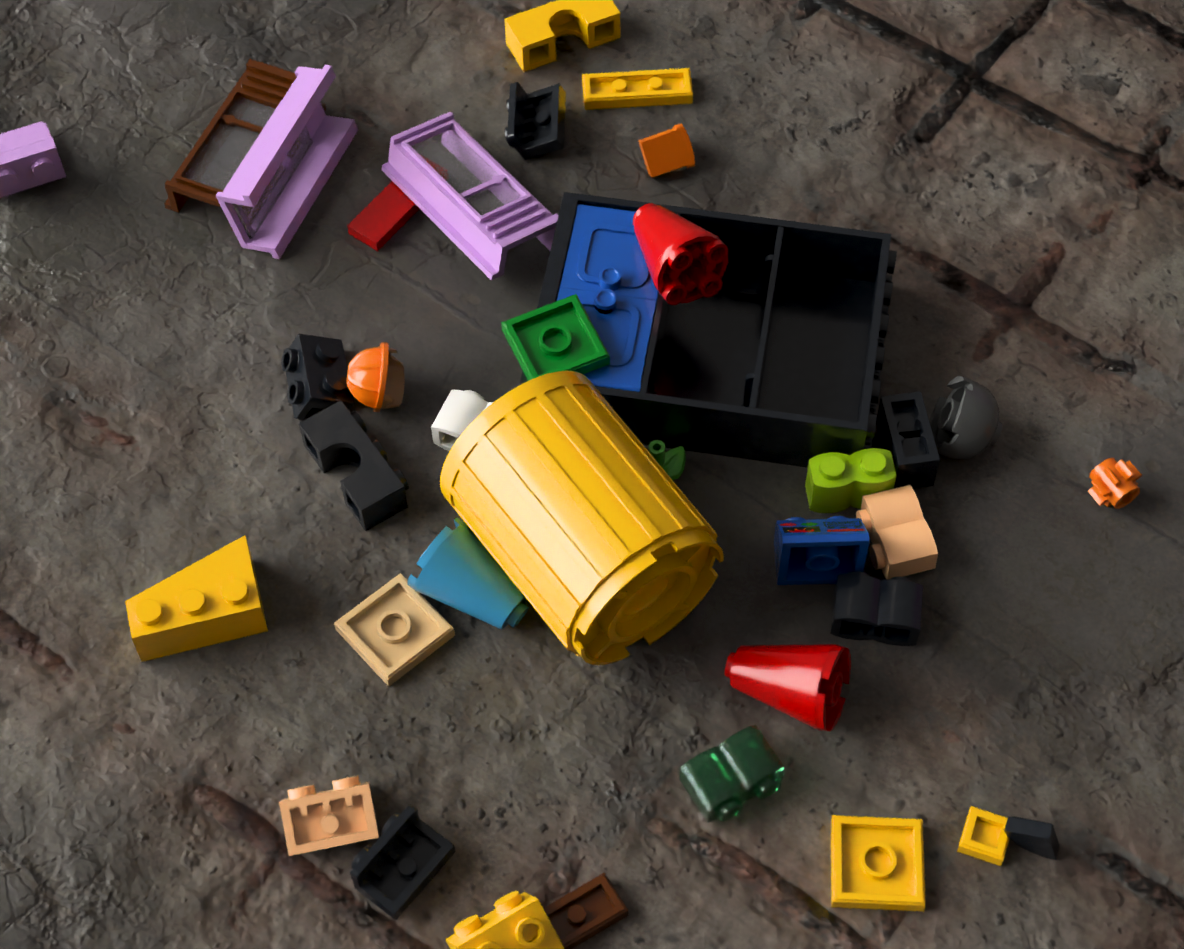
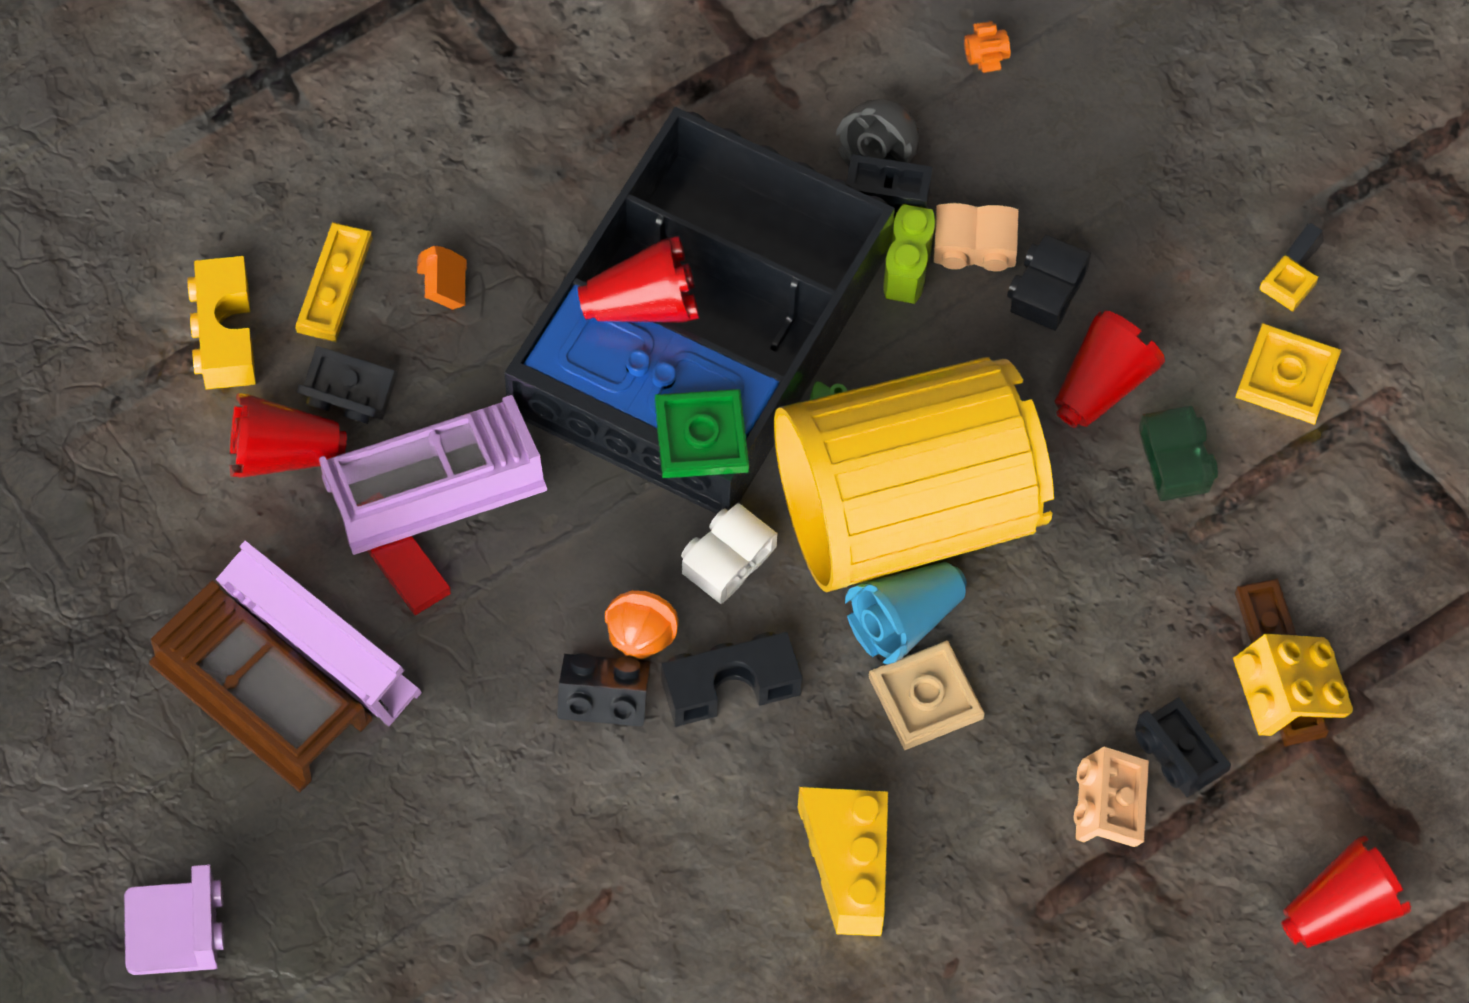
camera: 75 degrees left, 5 degrees up
(463, 83) = (279, 438): none -> red cone
(818, 549) = (974, 301): blue slope -> none

